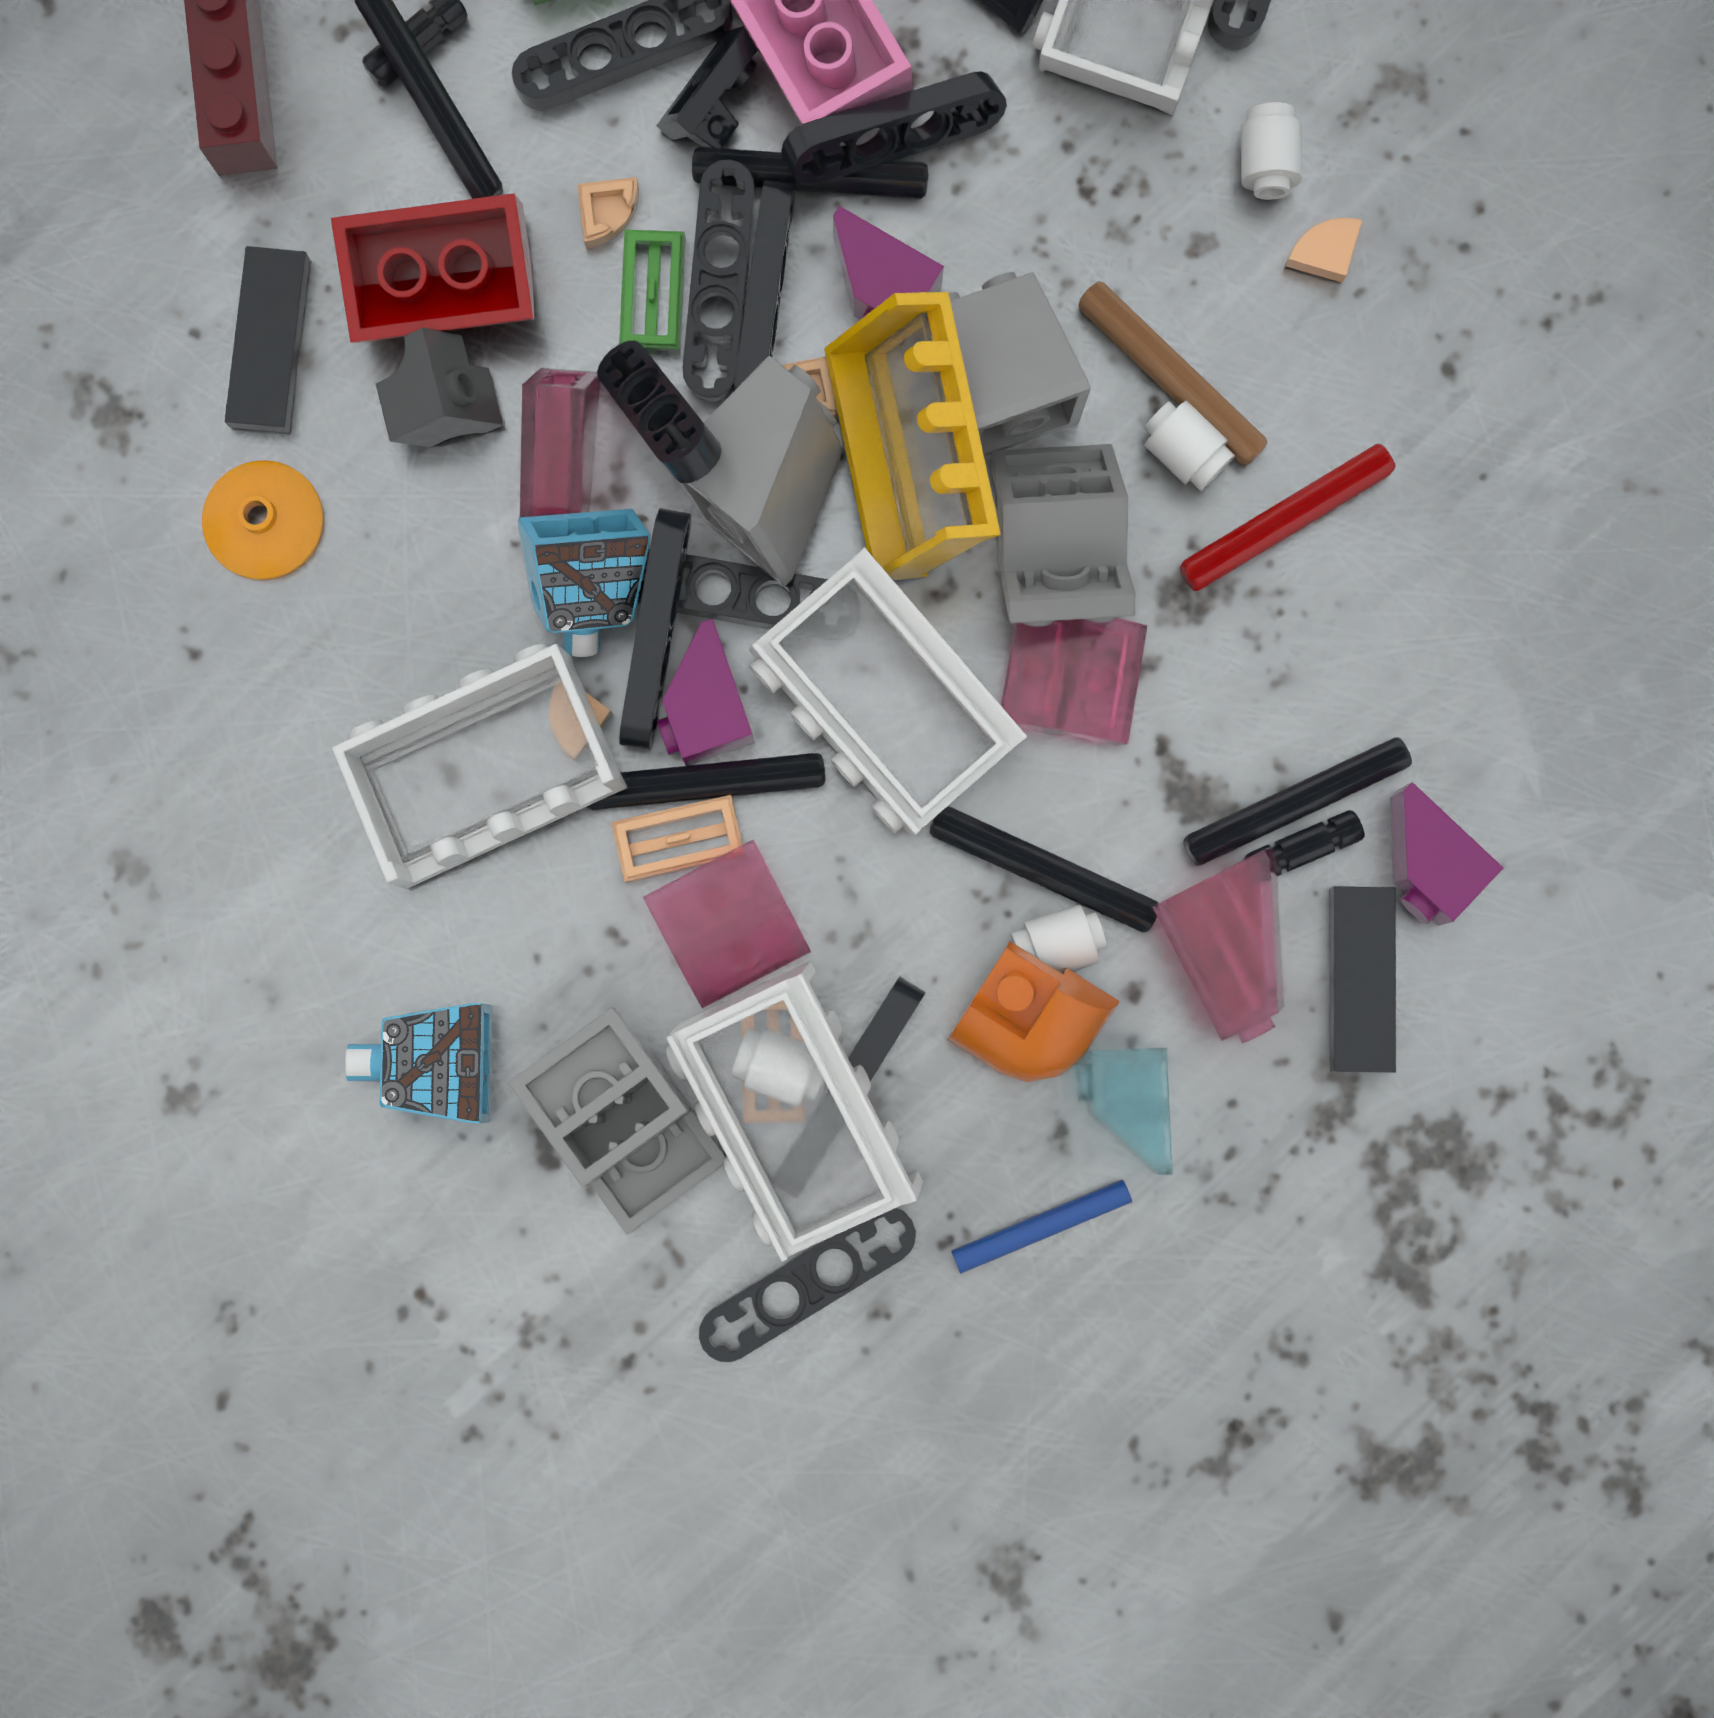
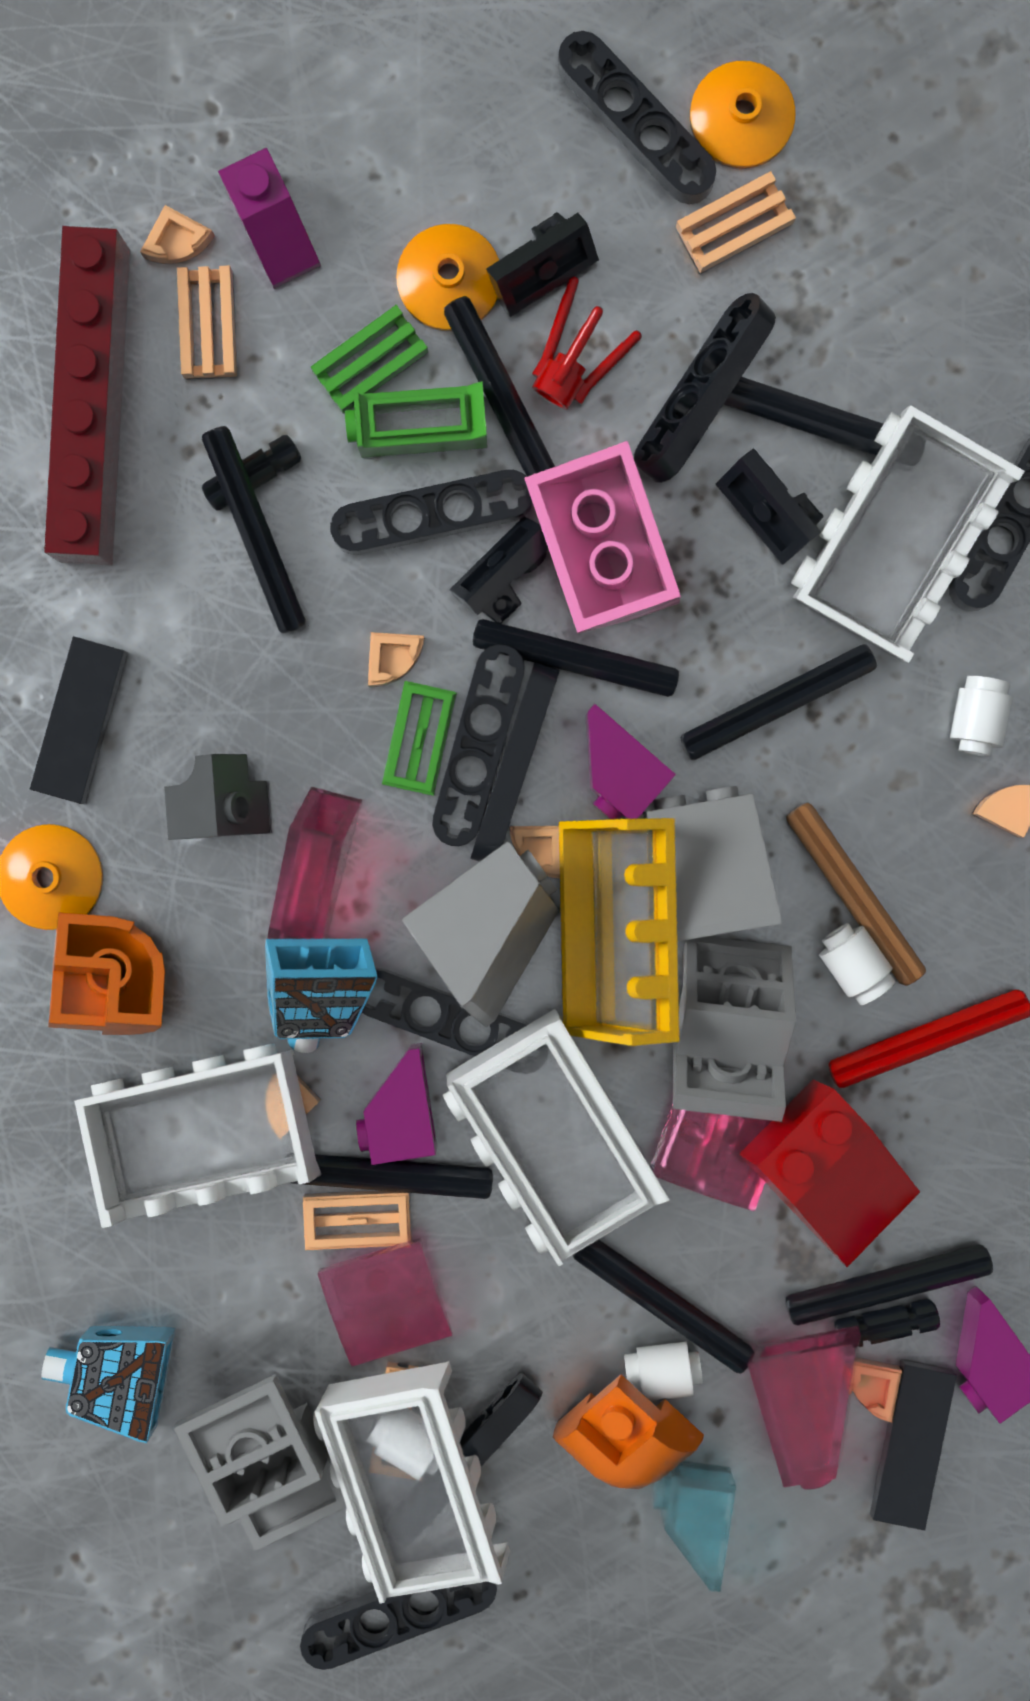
camera: 10 degrees right, 5 degrees up
(344, 607) = (105, 976): none -> orange brick
(434, 267) = (232, 695): red slope -> none
(655, 629) = (368, 1045): black beam -> none
(659, 412) = (397, 868): black beam -> none
(828, 146) = (655, 639): black beam -> none
(1041, 1226) = (602, 1600): blue bar -> none
(1044, 180) = (778, 702): none -> black axle
(1207, 678) = (831, 1171): none -> red slope
(1307, 922) = (877, 1387): none -> light nougat tile

